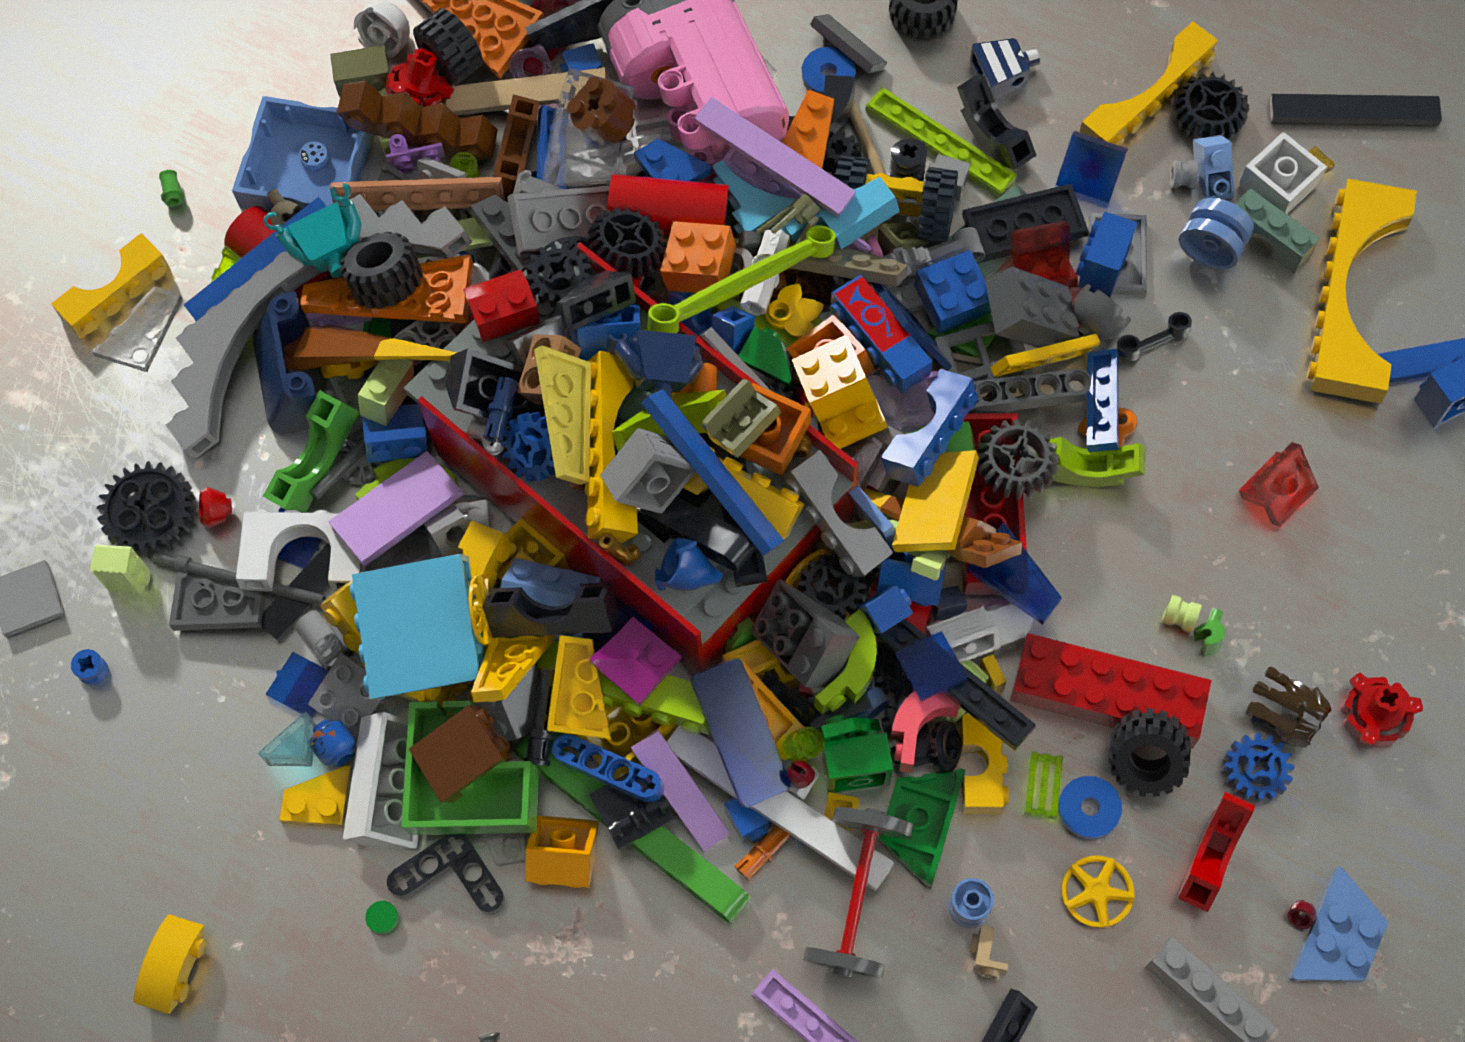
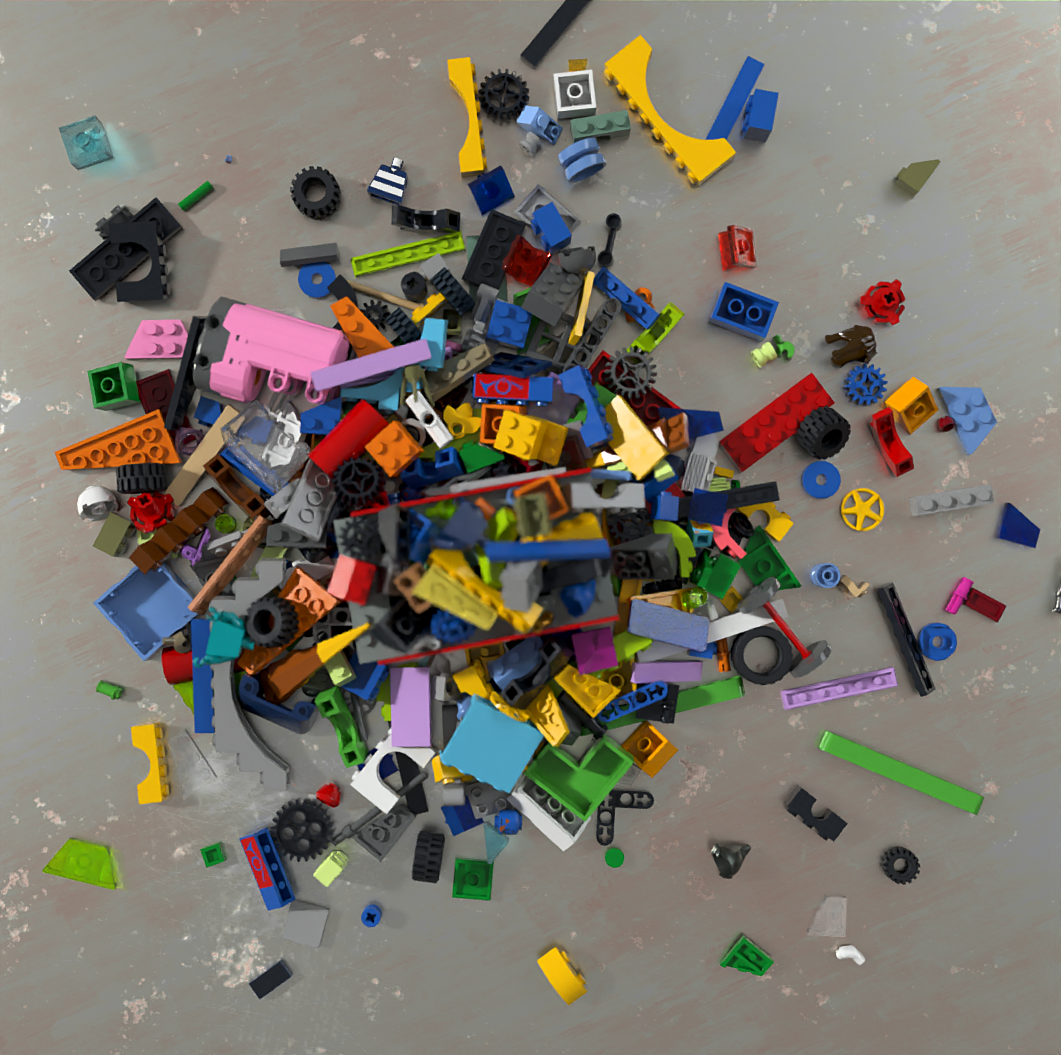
camera: 55 degrees left, 20 degrees up
(43, 433) = (213, 854): none -> green tile
(67, 500) = (267, 869): none -> blue brick
(214, 671) = (428, 857): none -> black tyre
(225, 759) = (472, 879): none -> green tile
(314, 156) = (150, 598): medium blue tile -> none
(318, 800) = (531, 847): yellow wing -> none
(460, 752) = (571, 768): reddish brown panel -> none
(500, 410) = (423, 629): dark blue pin -> none
(602, 111) = (260, 430): reddish brown brick -> none
(798, 780) = (708, 605): dark red hinge -> none
(798, 859) = (784, 660): none -> black tyre
(818, 243) = (435, 442): lime piece -> none
(890, 689) = (699, 533): none -> medium azure brick
(1046, 759) = (804, 503): clear neon green tile -> none
(1210, 546) = (743, 311): none -> blue brick
(1285, 848) = (912, 405): none -> light orange slope

